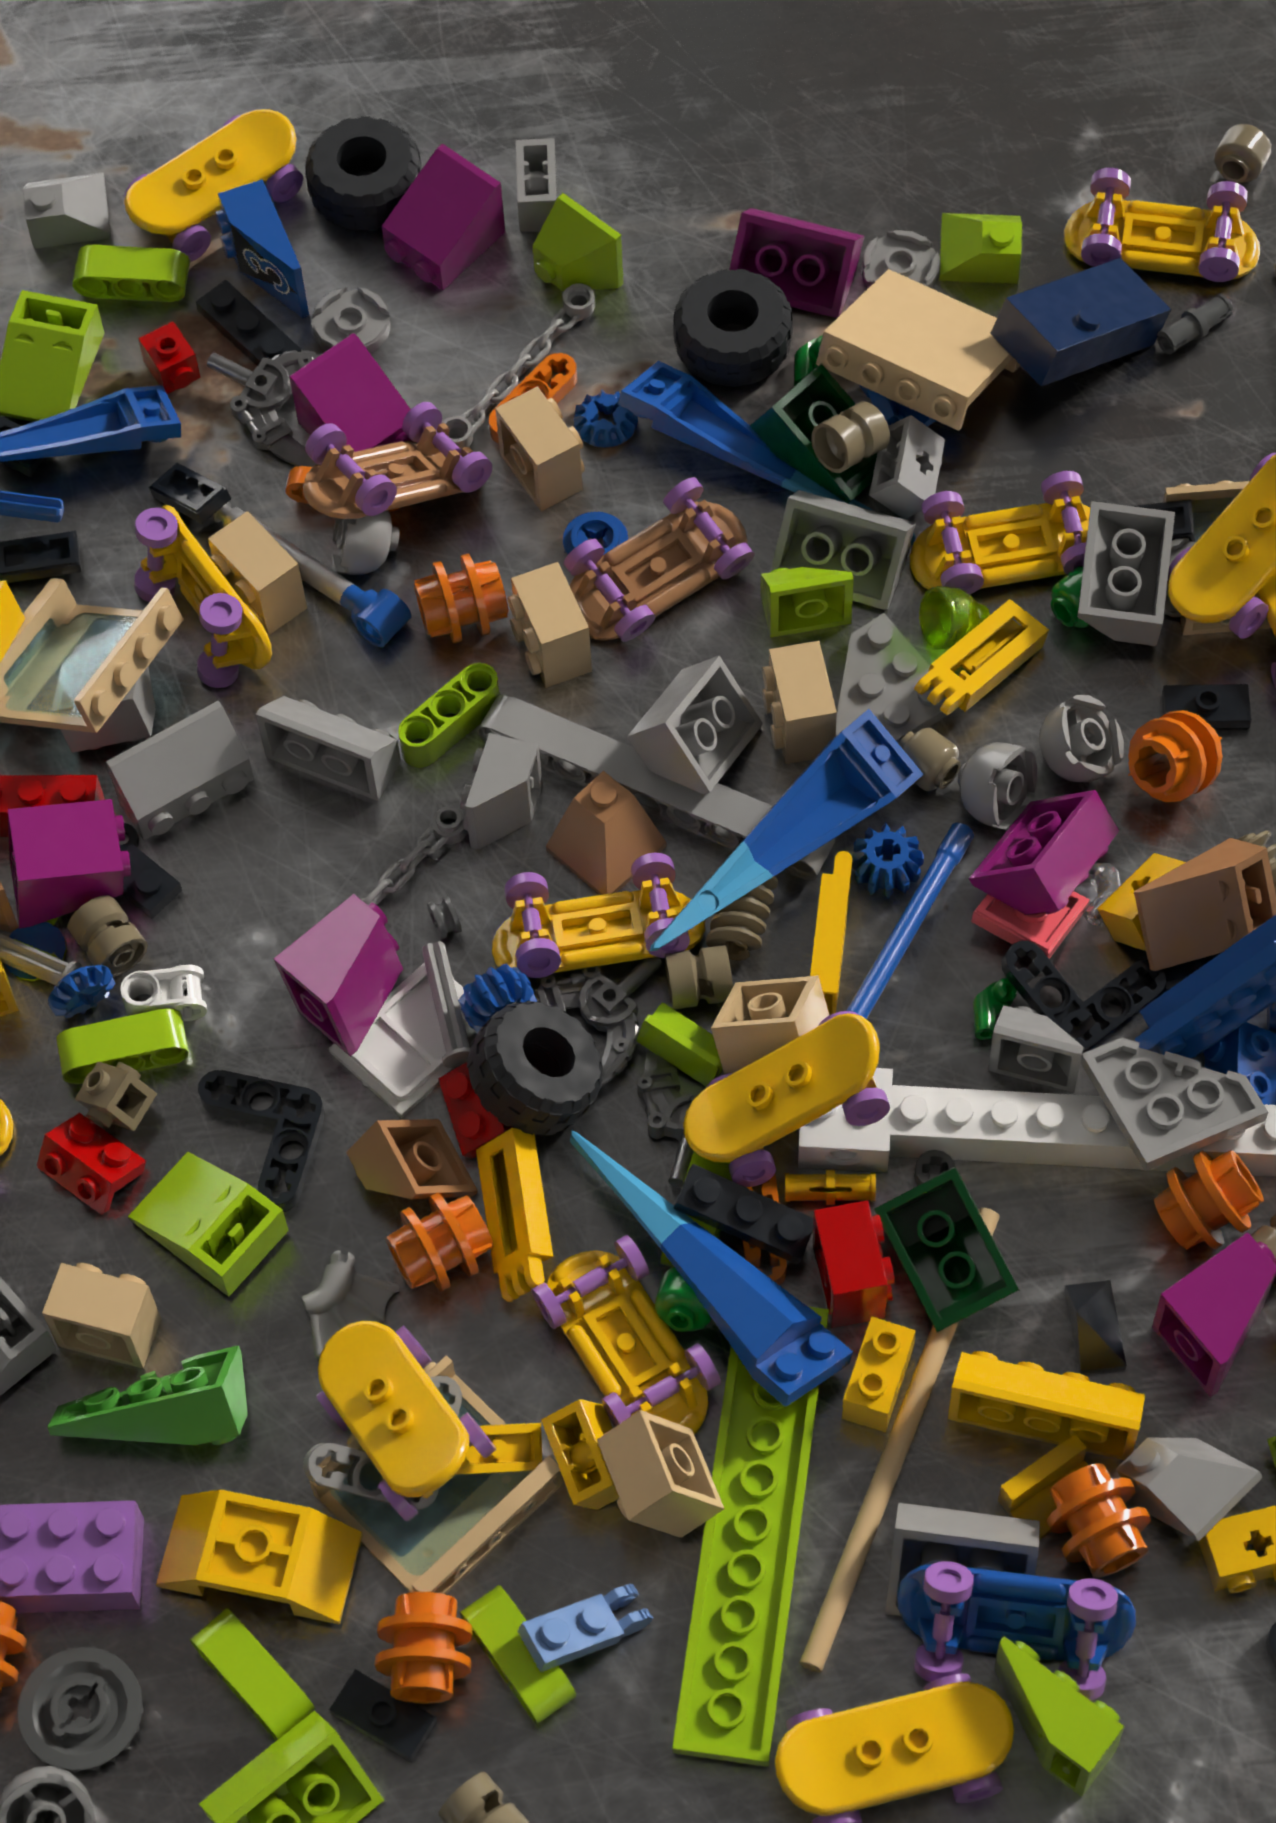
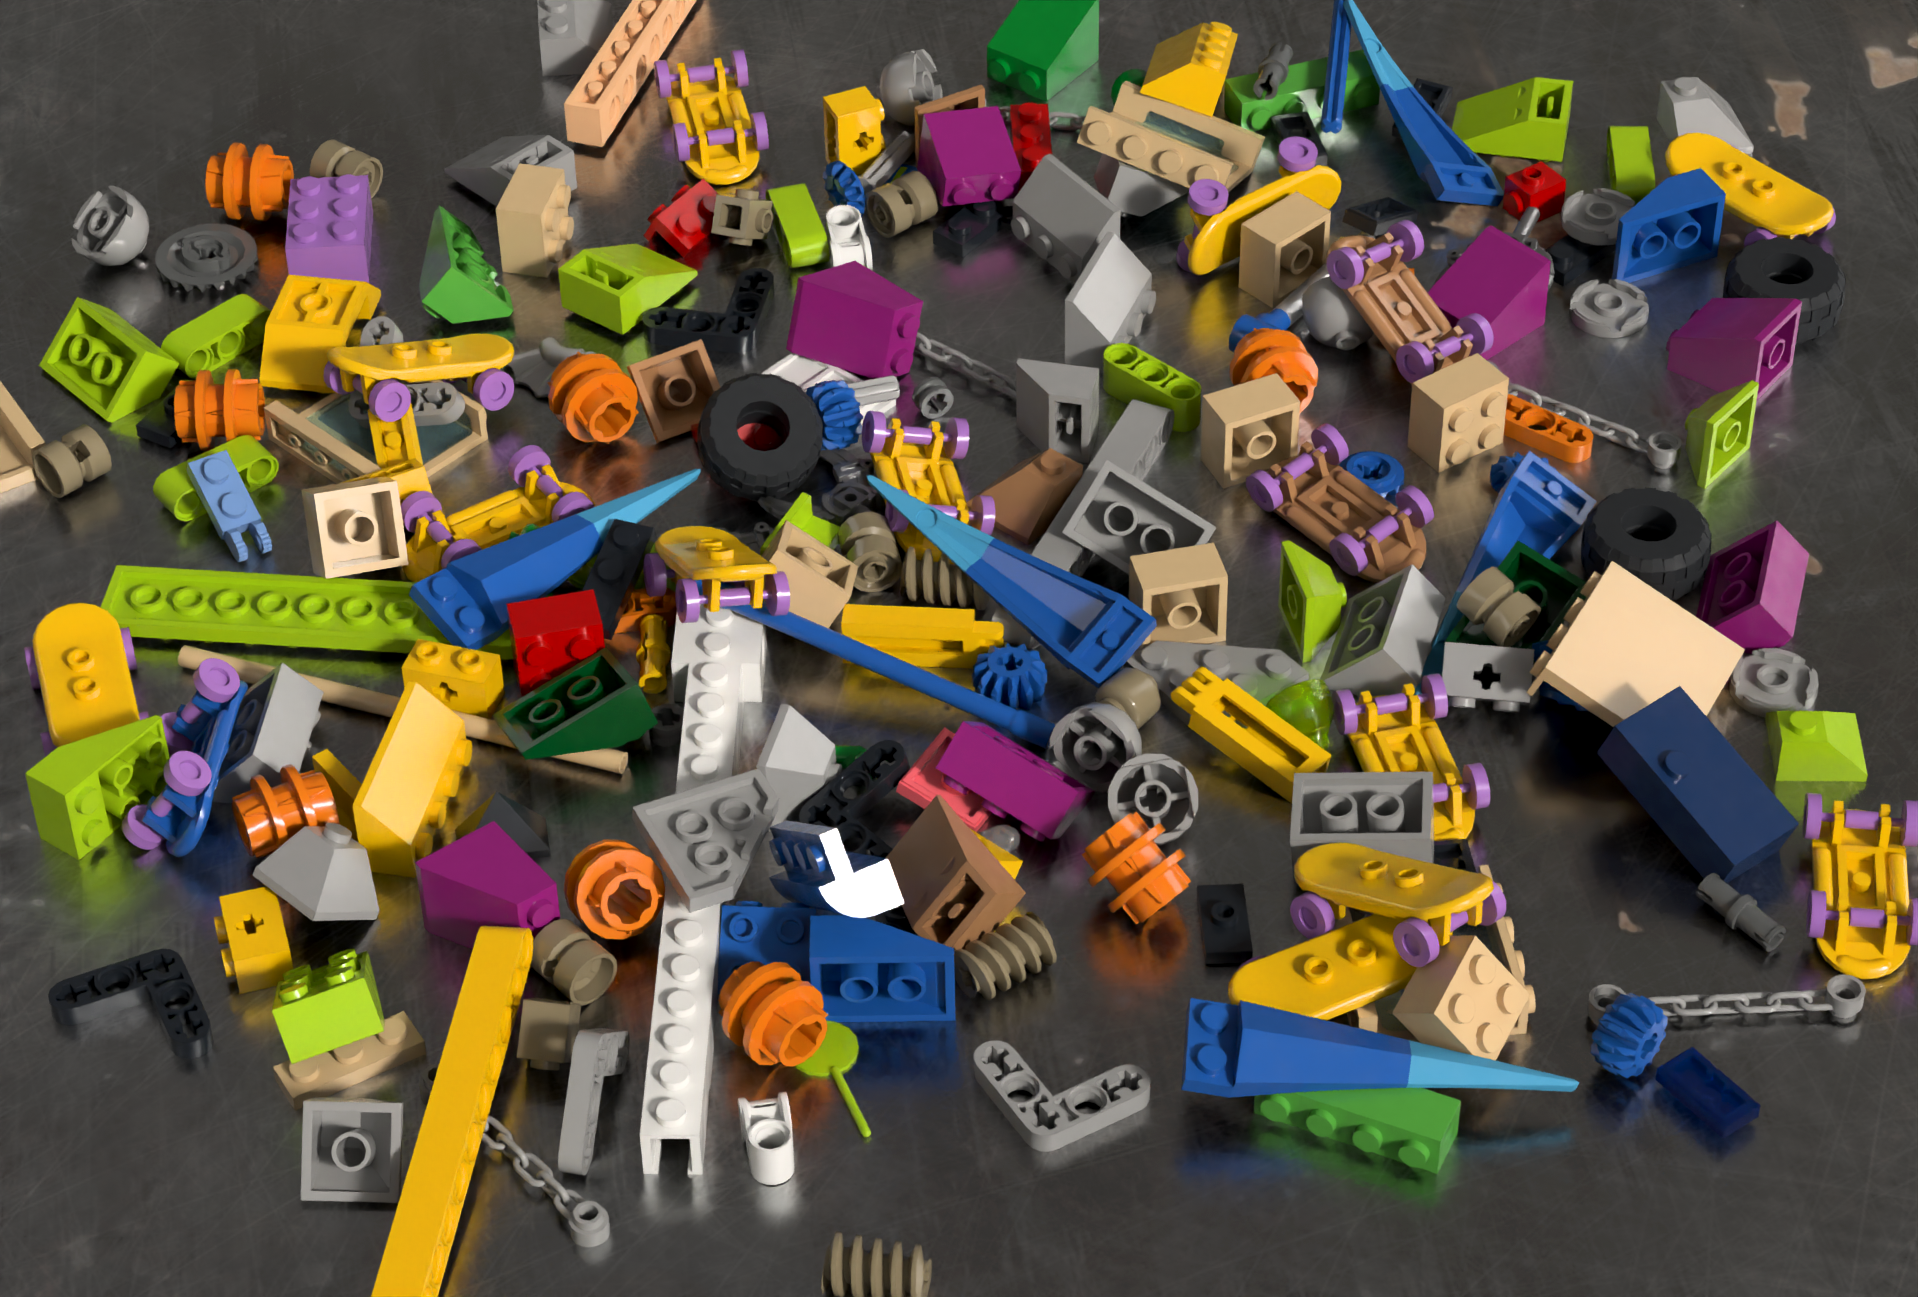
camera: 85 degrees right, 20 degrees down
(229, 303) = (1587, 219): none -> light grey tile
(515, 1211) = (626, 448): yellow hinge -> none
(535, 181) = (1799, 401): light grey brick -> none

